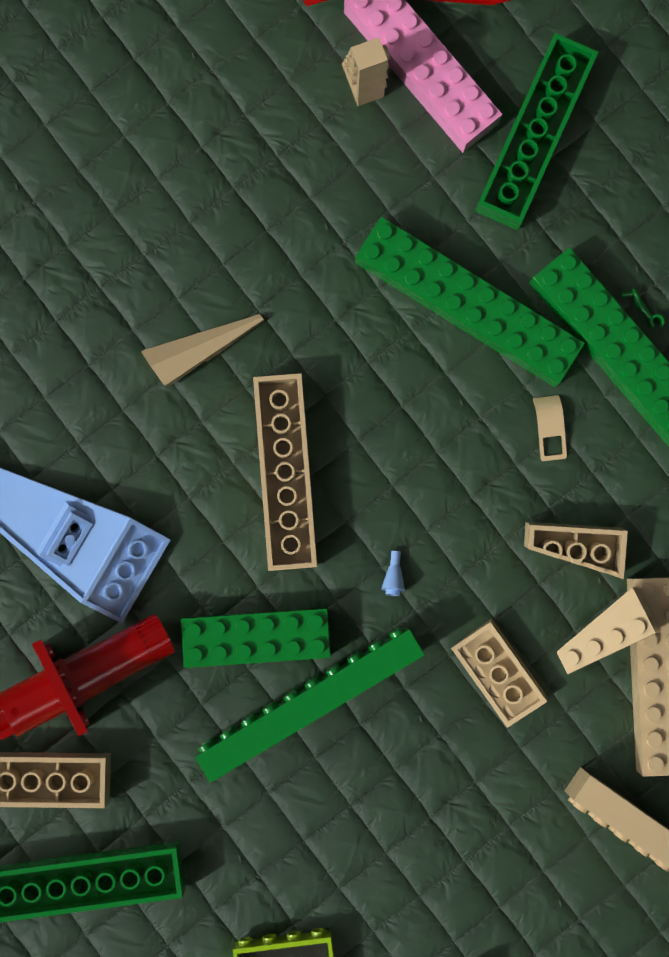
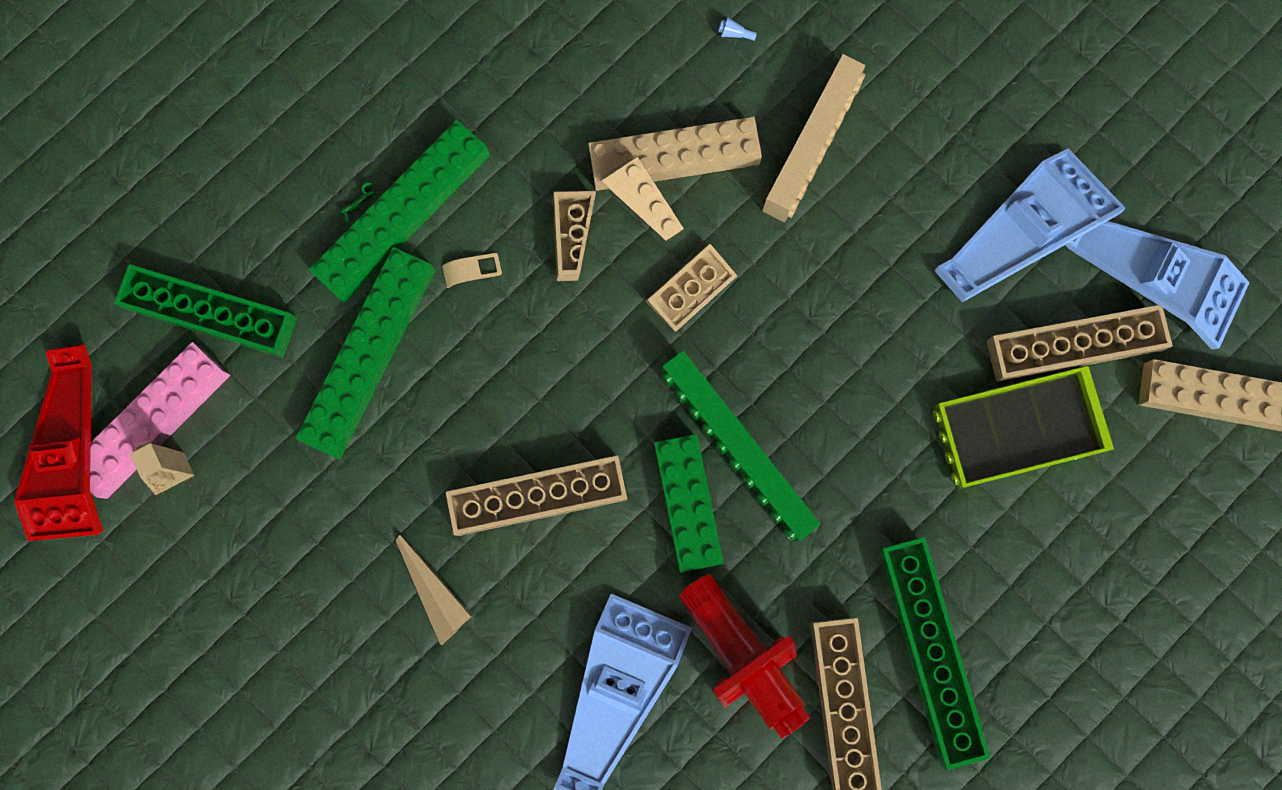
camera: 95 degrees left, 5 degrees down
(393, 581) = (623, 388): light blue cone -> none

